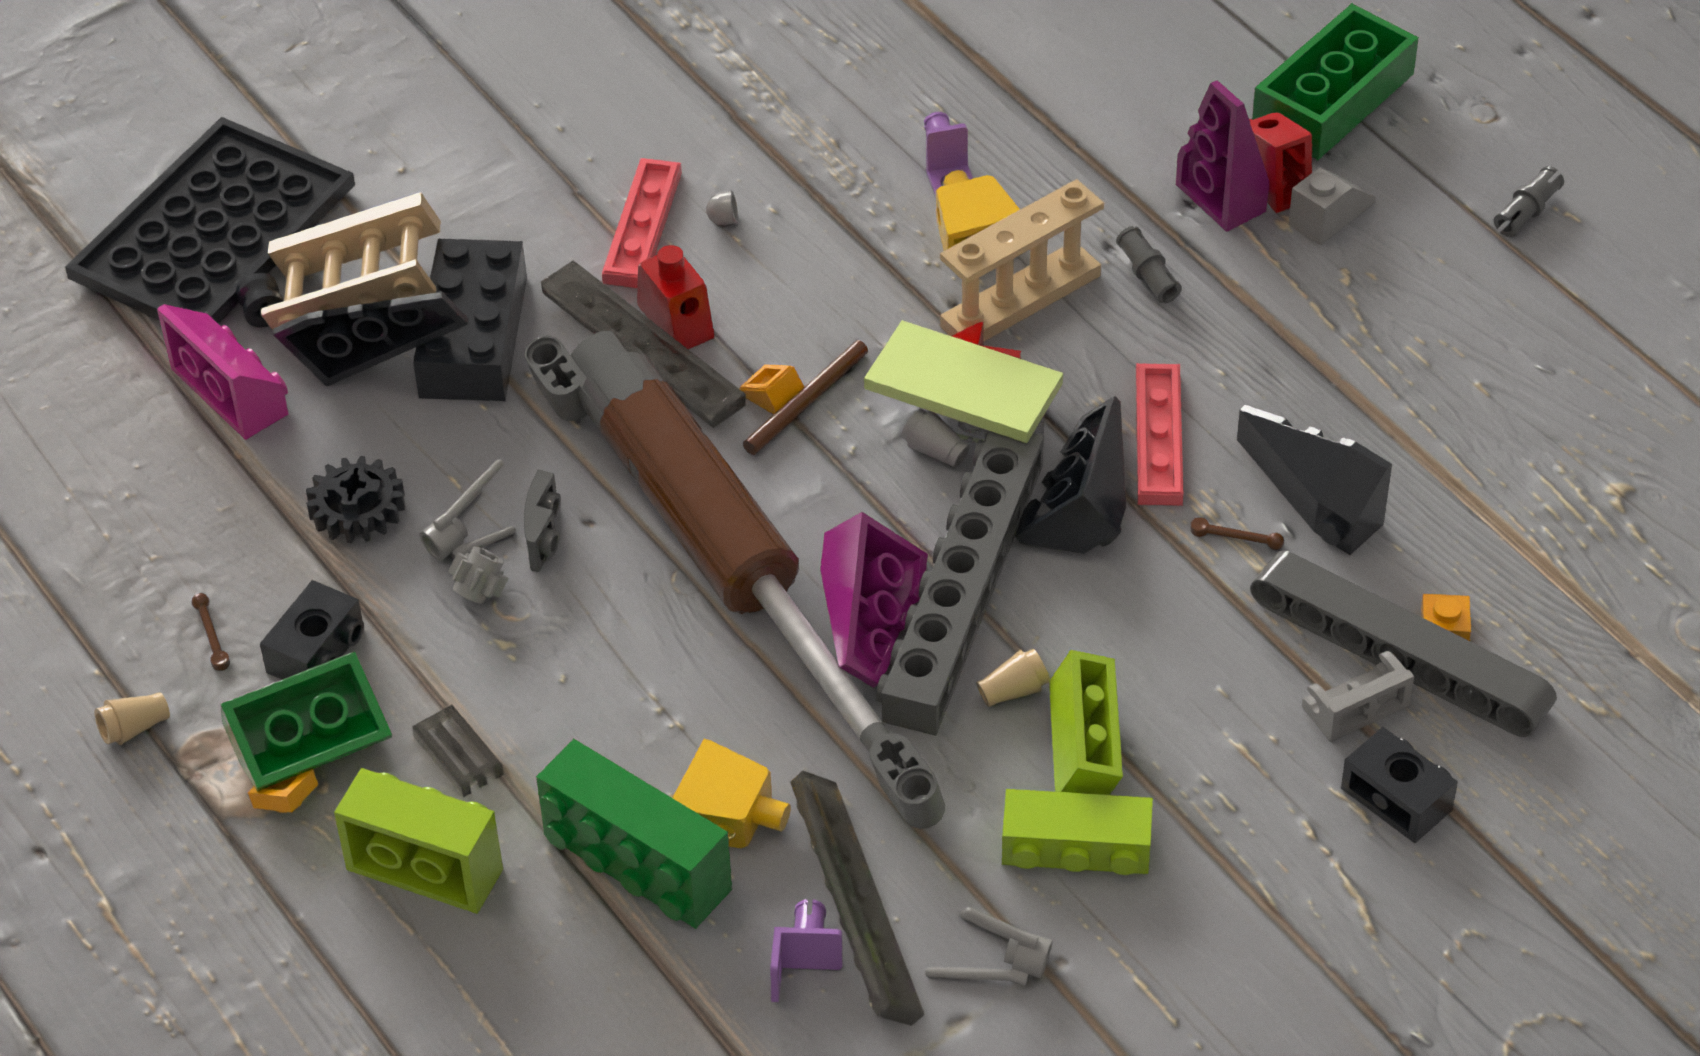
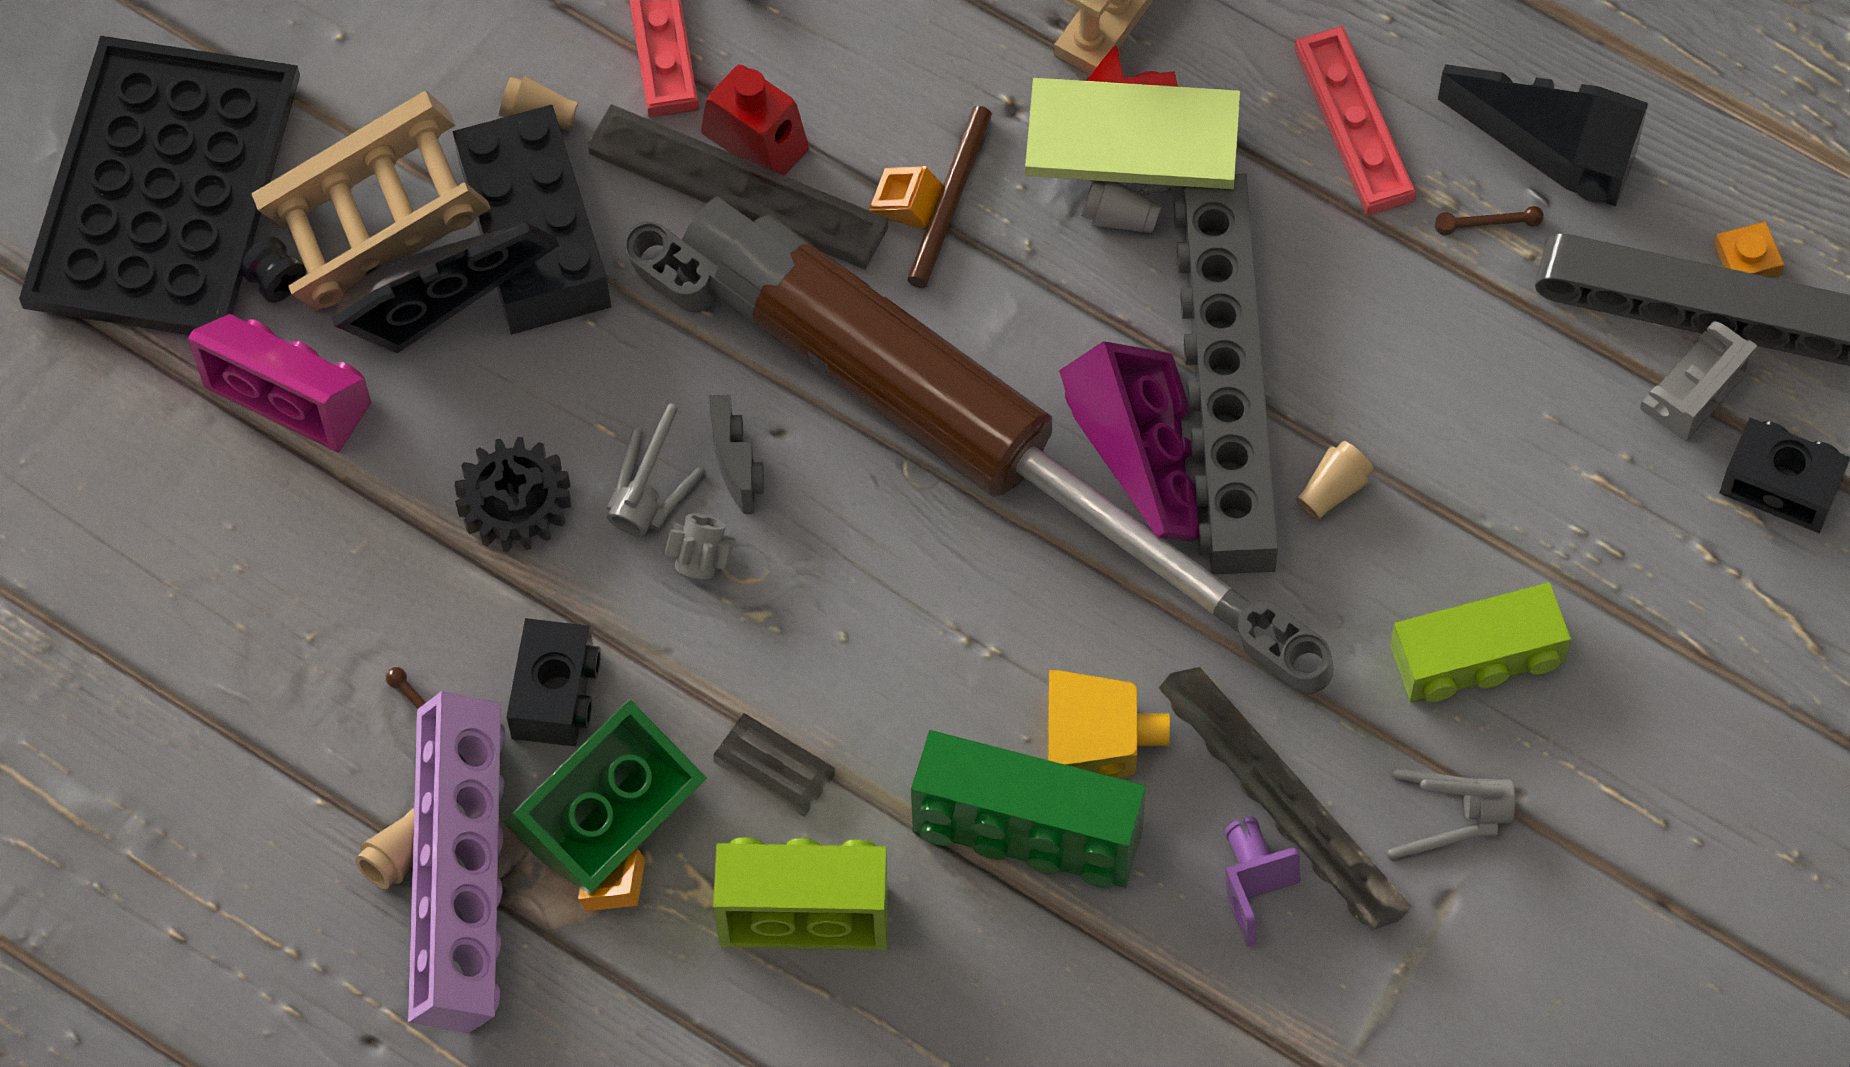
camera: 20 degrees left, 15 degrees up
(103, 825) = (439, 883): none -> lavender brick
(535, 256) = (530, 95): none -> tan cone
(1084, 490) = (1310, 227): black wedge -> none
(1085, 725) = (1442, 520): lime brick -> none

